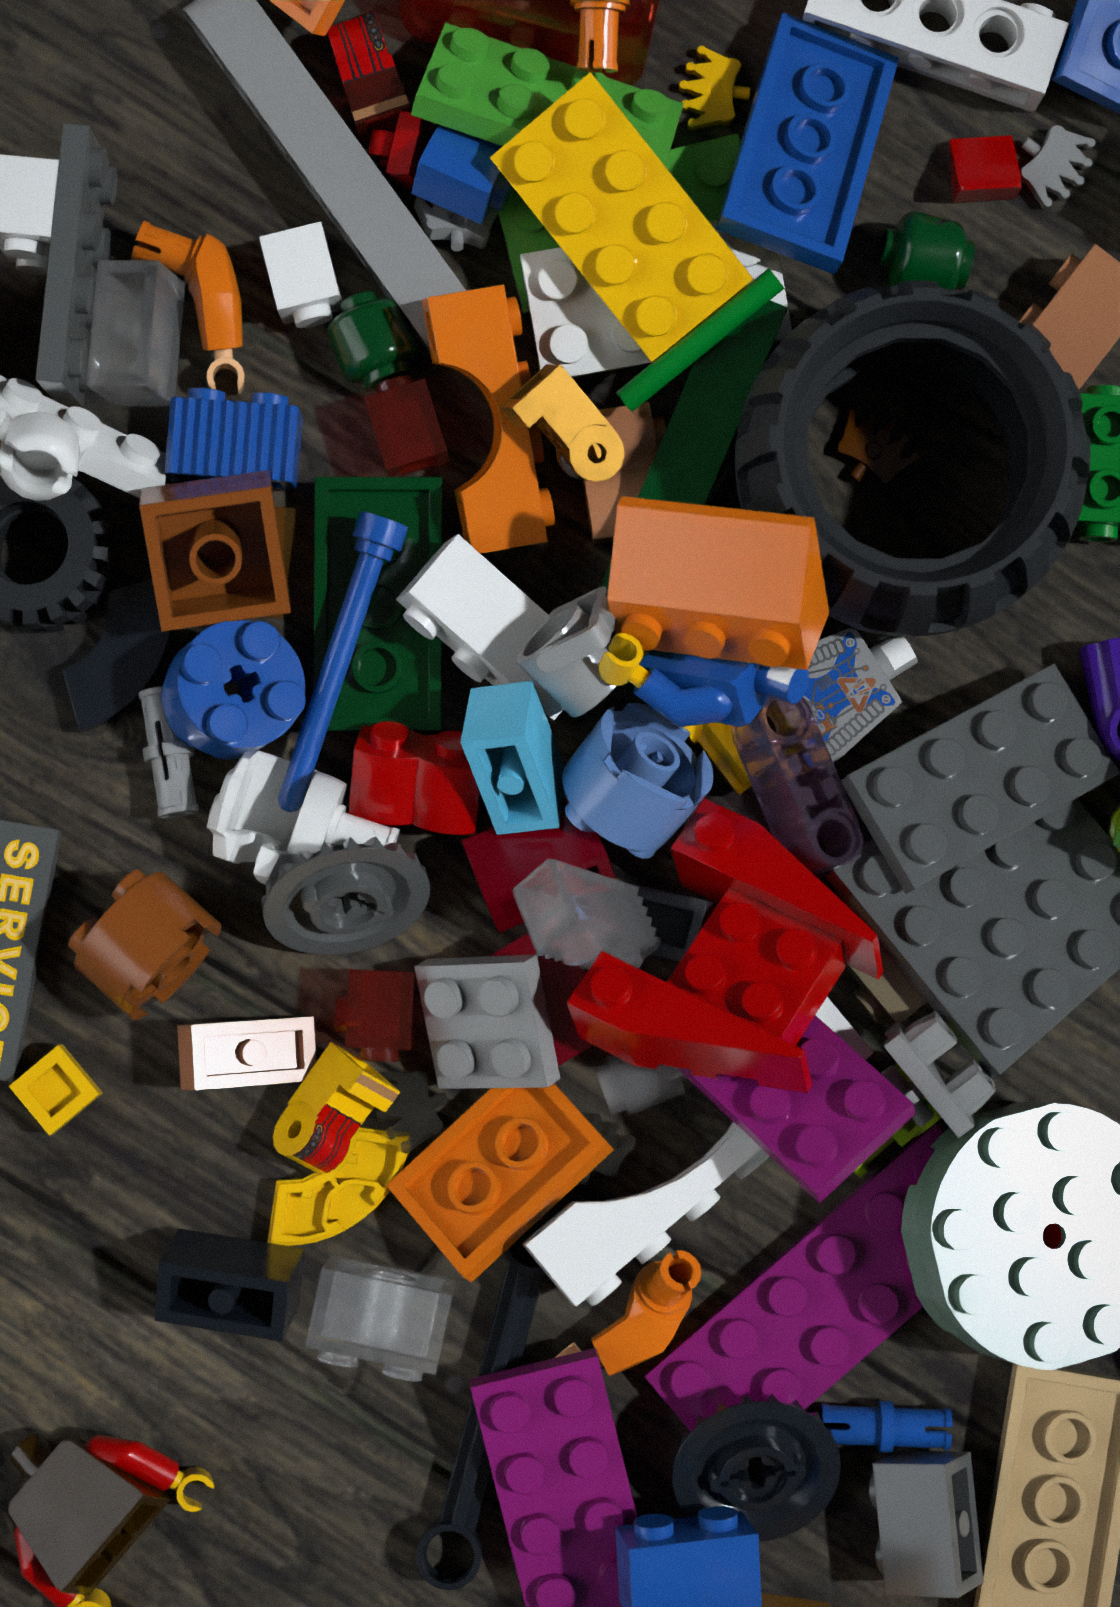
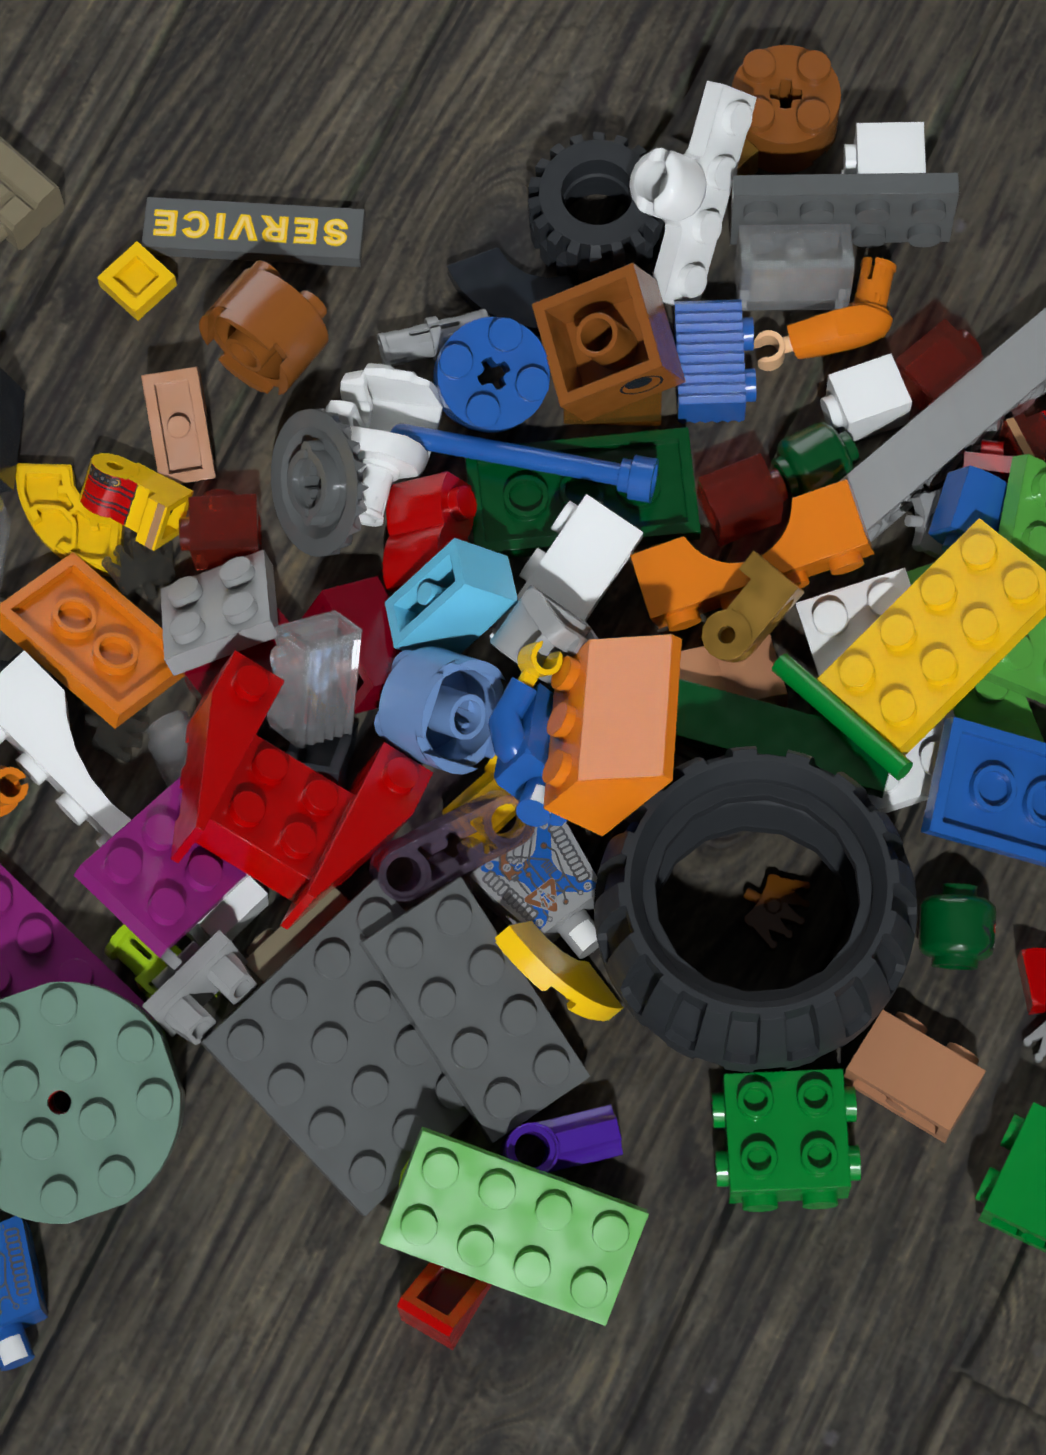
camera: 90 degrees right, 15 degrees down
(272, 187) = (937, 362): none -> clear red brick
(943, 685) = (549, 966): none -> yellow tile

